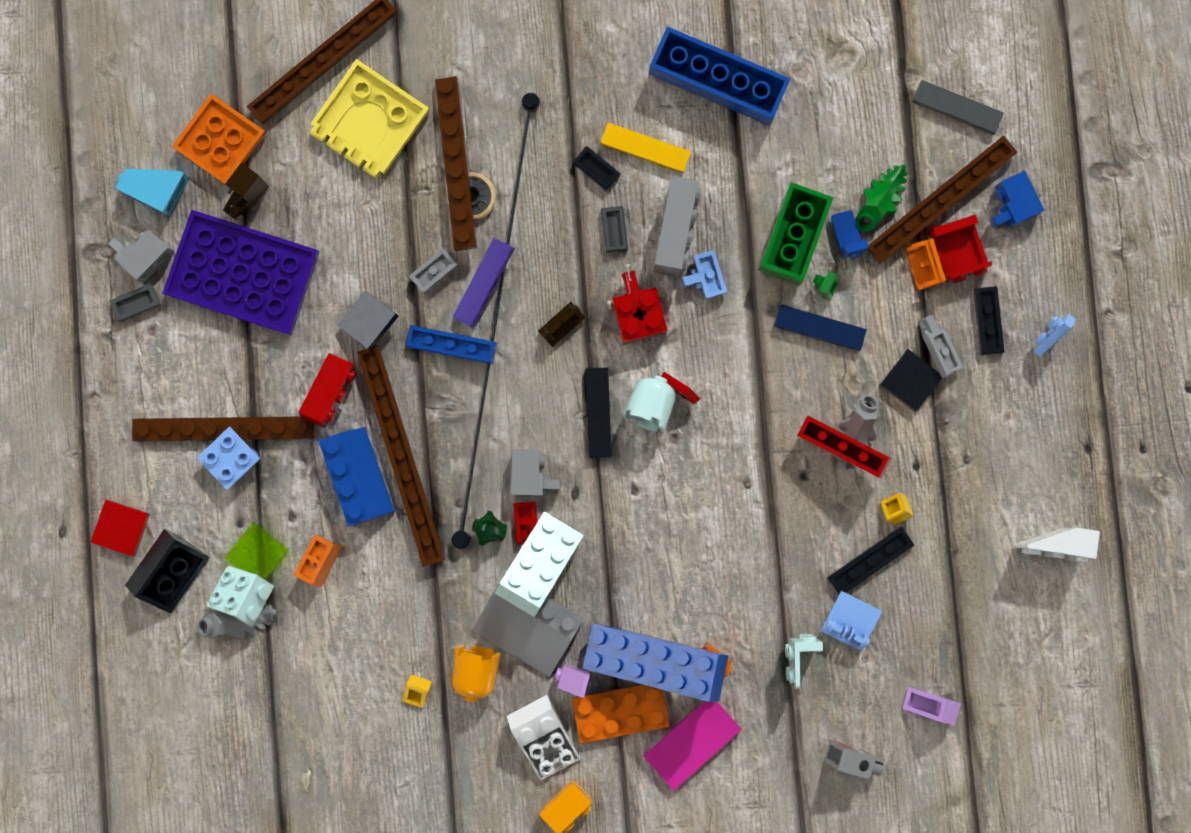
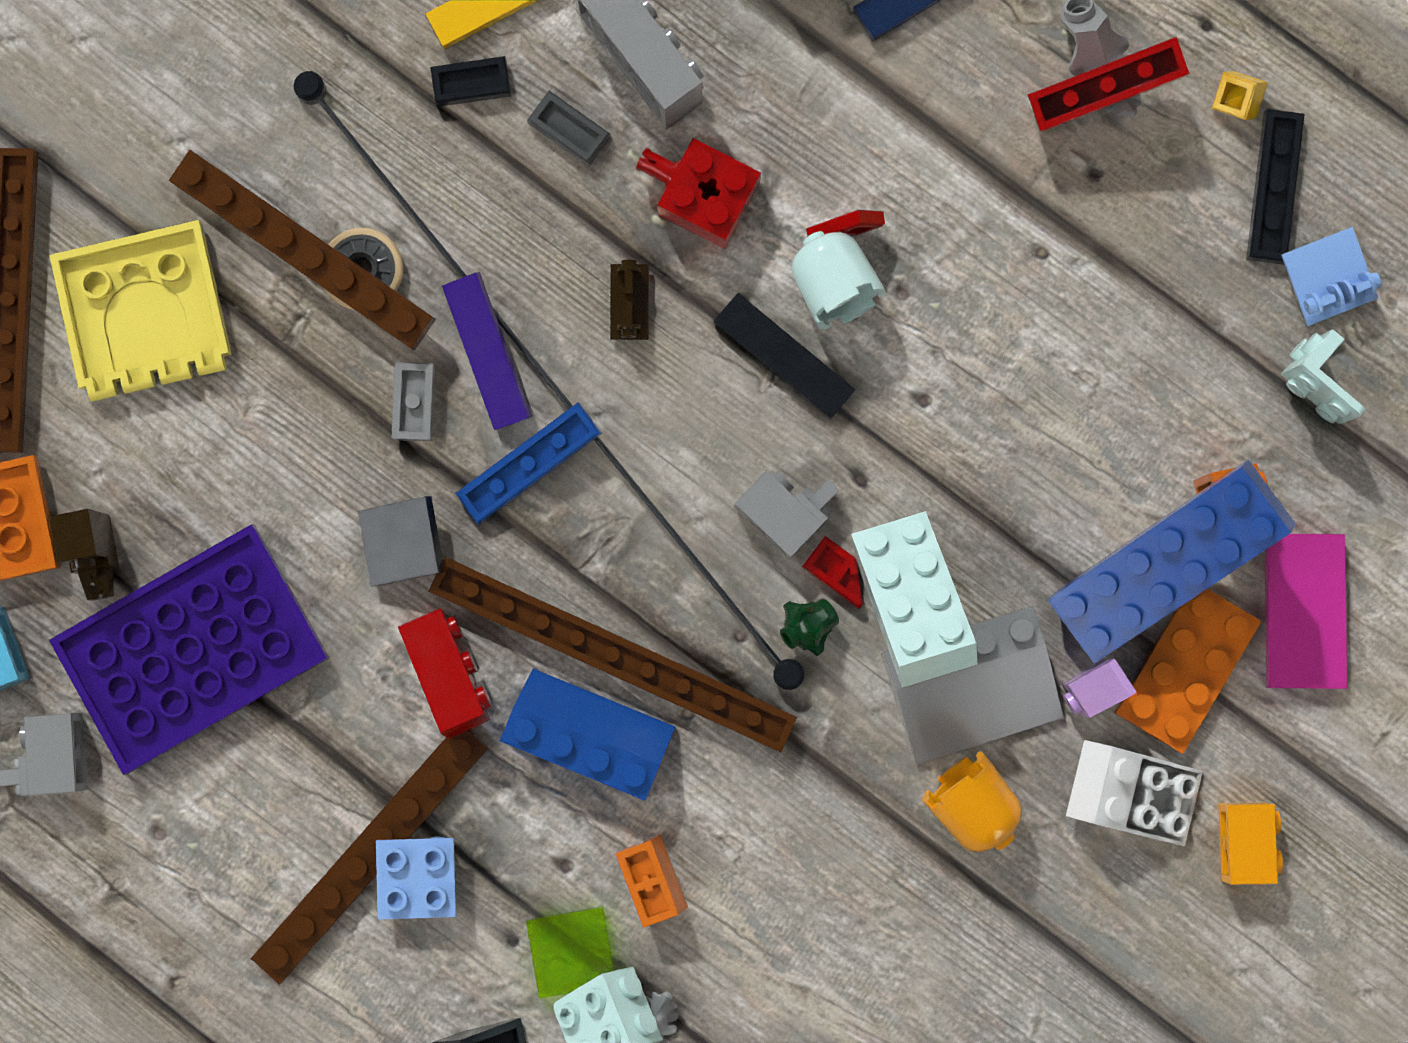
camera: 45 degrees left, 0 degrees up
(135, 302) = (102, 821): dark grey tile -> none
(416, 691) = (931, 902): yellow slope -> none
(706, 275) = (733, 65): light blue hinge -> none

